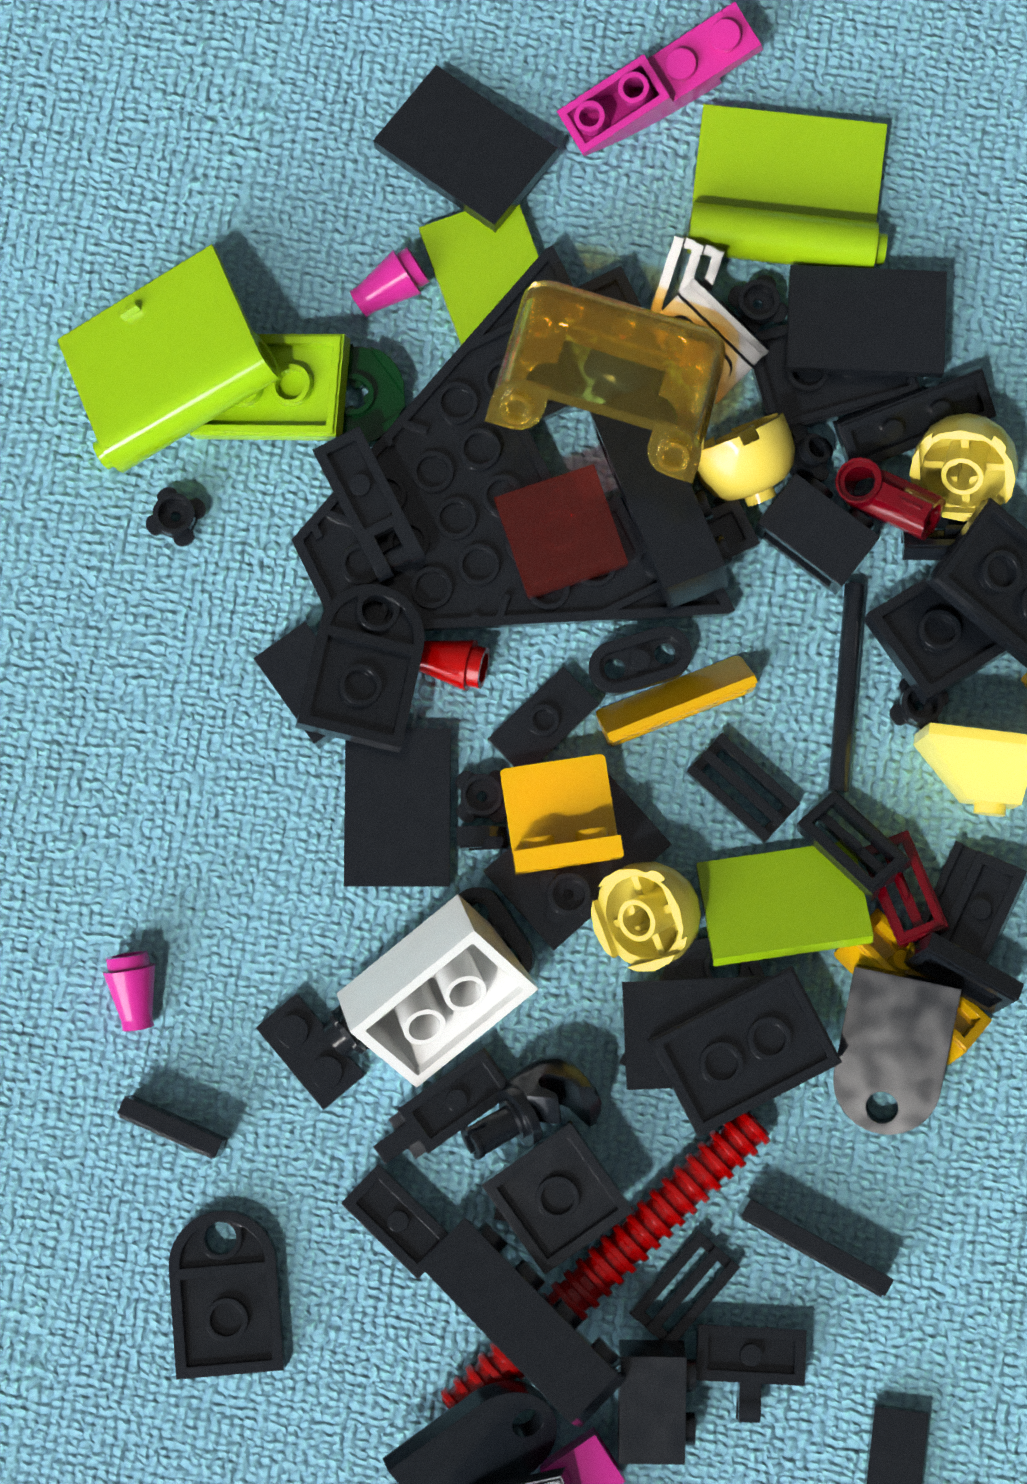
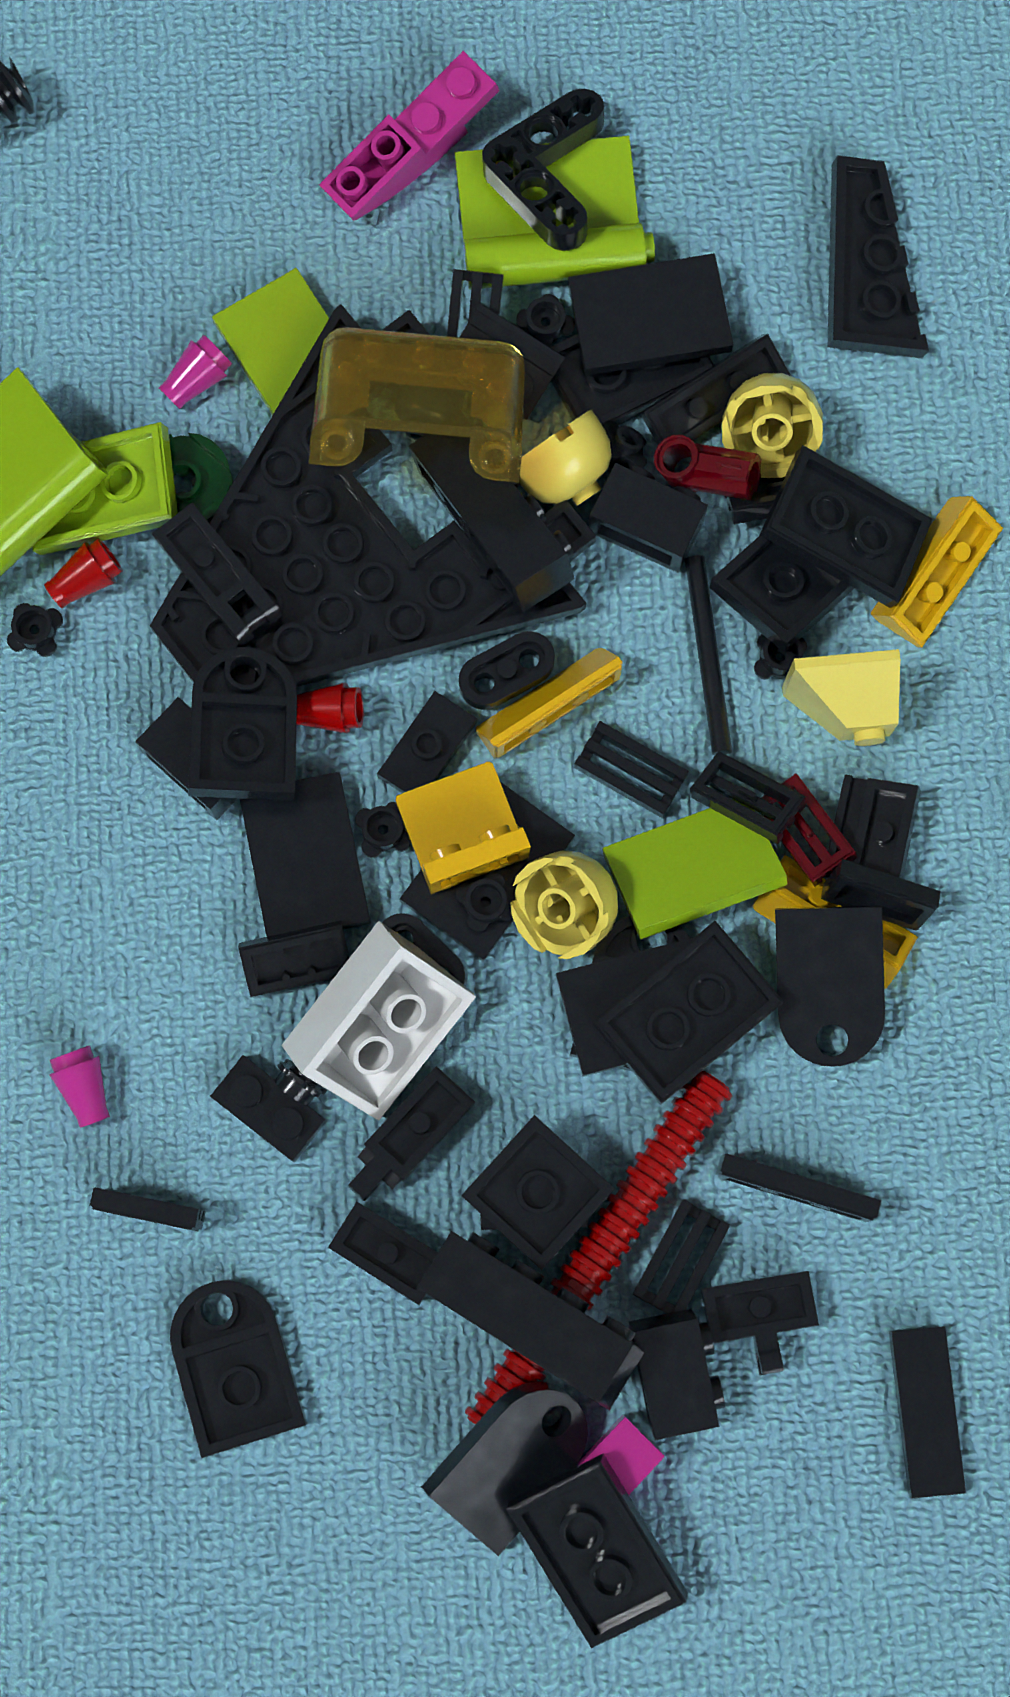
camera: 15 degrees left, 5 degrees down
(237, 470) = (84, 573): none -> red cone
(367, 908) = (294, 958): none -> black plate
(465, 148) = (241, 236): black tile -> none
(482, 837) = (391, 867): black tile -> none
(534, 1098) = (492, 1100): black piece -> none
(560, 531) = (405, 563): clear red tile -> none
(780, 130) = (531, 163): none -> black beam

